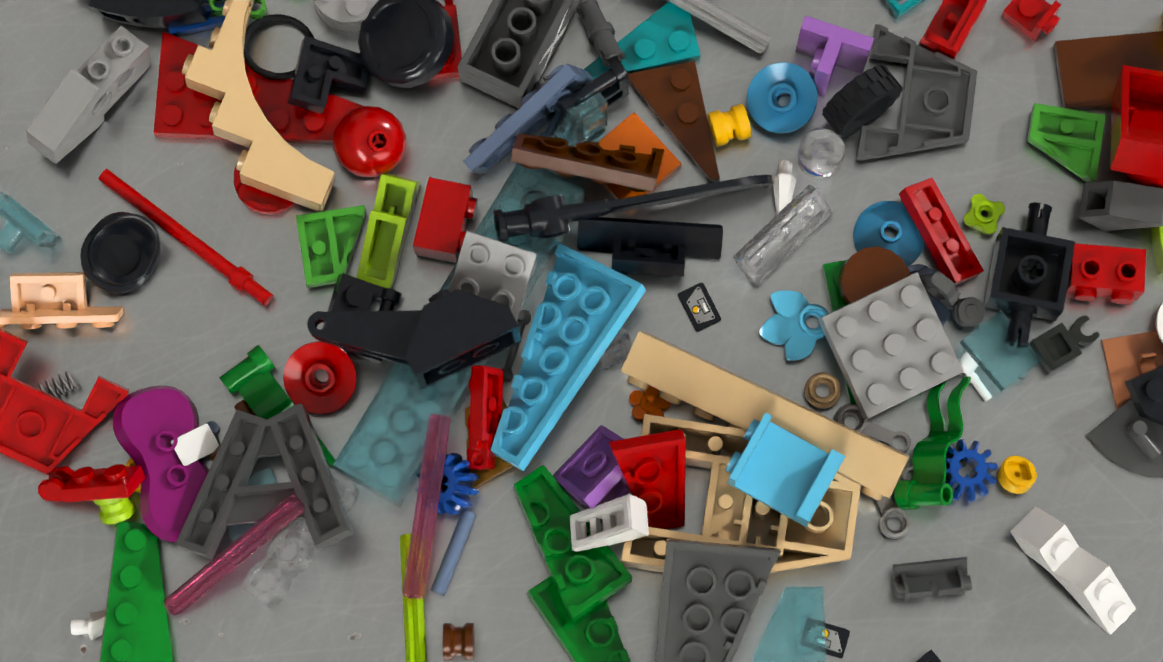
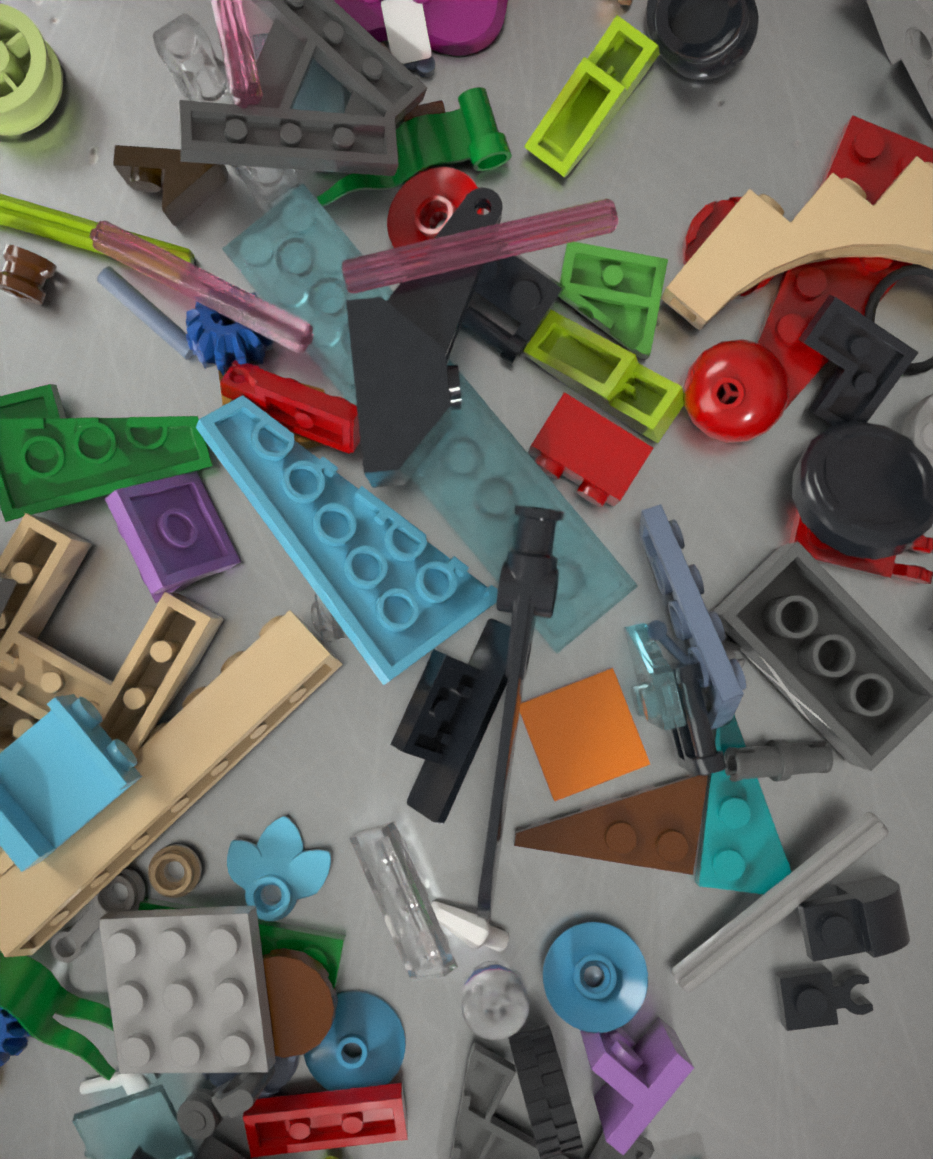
camera: 105 degrees right, 10 degrees up
(200, 305) = (592, 96): none -> lime slope
(238, 277) = (613, 161): red bar -> none
(349, 313) = (479, 246): none -> clear pink axle
(350, 557) = (183, 183): none -> dark brown slope
(494, 270) = (473, 477): light grey hinge -> none
(523, 319) = (422, 513): dark grey hinge -> none
(589, 160) = (592, 675): reddish brown wing -> none
(631, 521) = (68, 544): white slope -> none
(647, 403) = (241, 632): orange plant -> none
(656, 474) = (120, 600): red wing -> none
(699, 306) = (352, 750): black sticker -> none
(729, 125) = (584, 888): yellow wheel -> none

